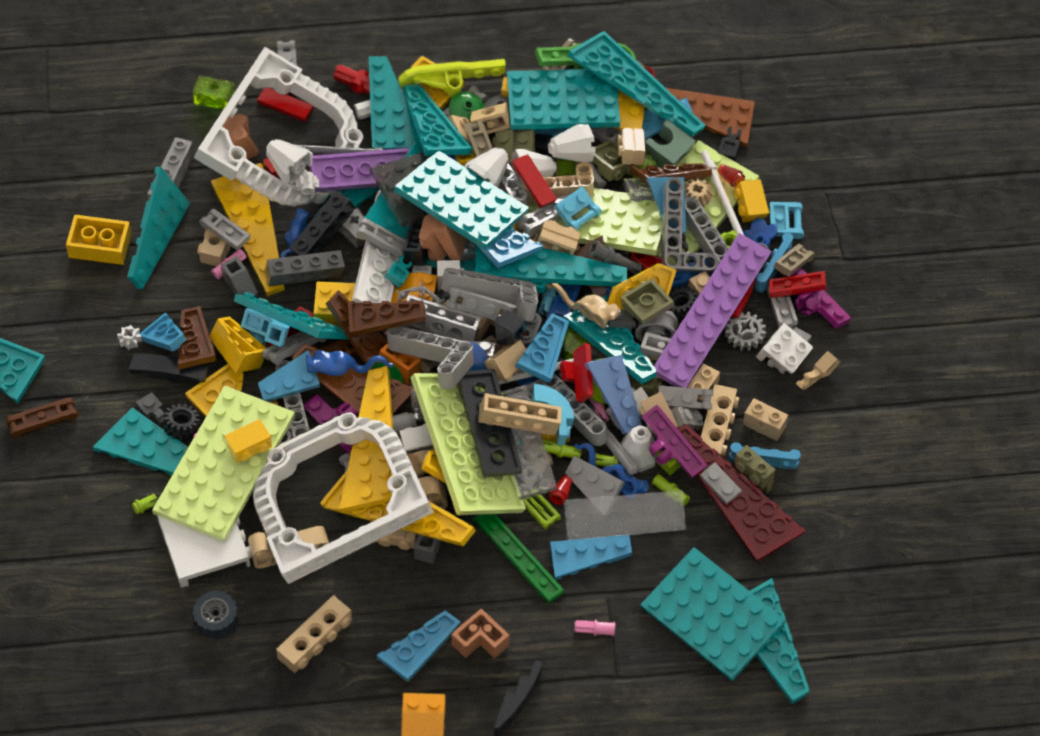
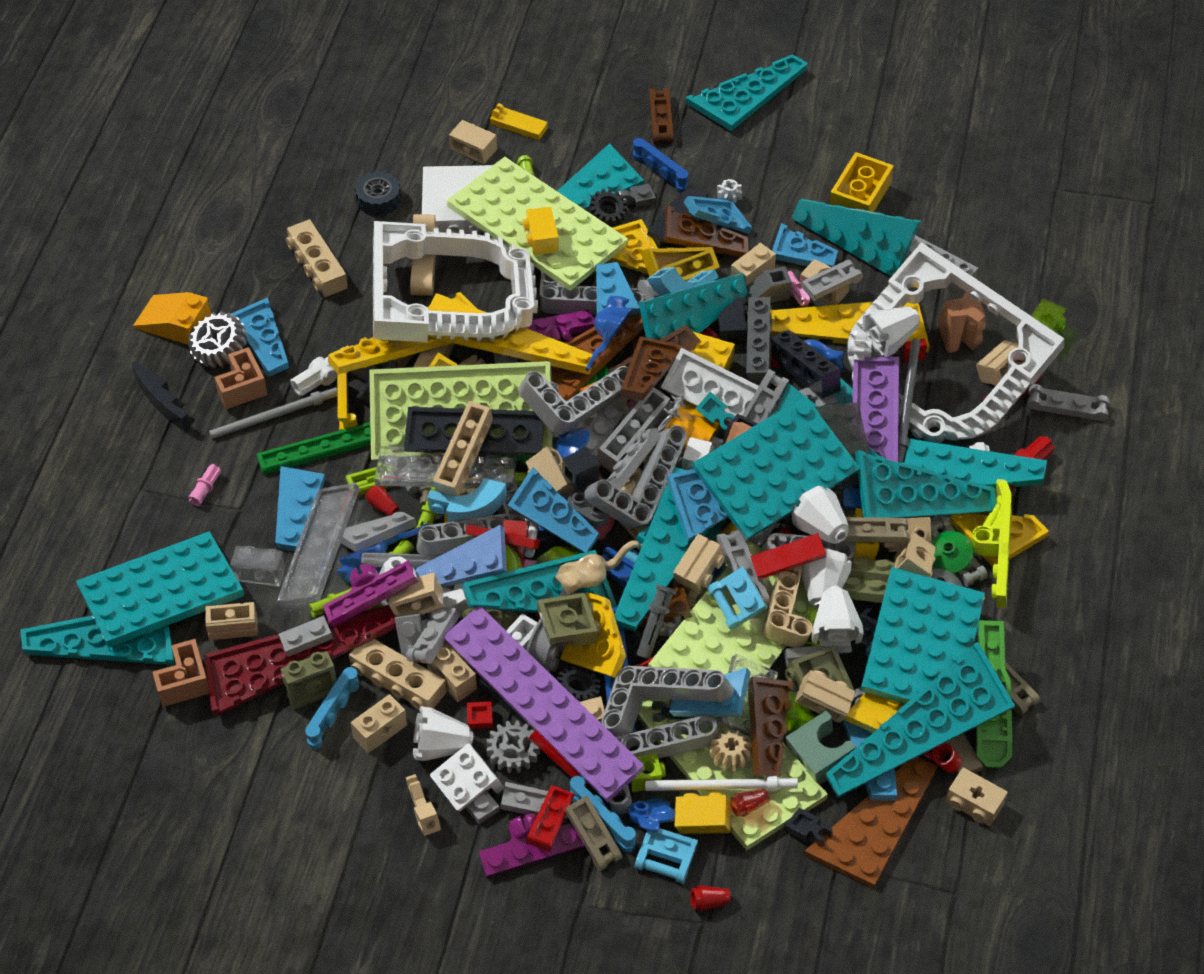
camera: 110 degrees right, 5 degrees down
(83, 530) = (518, 122): none -> yellow hinge
(113, 392) = (660, 163): none -> blue plate
(124, 556) = (473, 141): none -> tan brick
(181, 271) = (797, 249): none -> dark azure wing
(216, 297) = (754, 263): none -> tan brick
(266, 110) = (995, 364): none -> tan brick
(284, 295) = (732, 322): none -> black slope
(437, 667) = (212, 350): none -> light grey gear
(443, 581) = (318, 373): none -> white piece
(471, 553) = (345, 419): none -> yellow hinge
(473, 579) = (314, 399): none -> light grey bar
(661, 552) = (258, 565): none -> clear brick
(665, 58) = (976, 797): none -> tan brick
(722, 547) = (231, 621): none -> tan brick
(727, 361) = (479, 715): none -> red plate
(762, 378) = (438, 735): none -> white cone
(784, 558) = (183, 680): none -> nougat brick
(807, 187) = (709, 897): none -> red cone

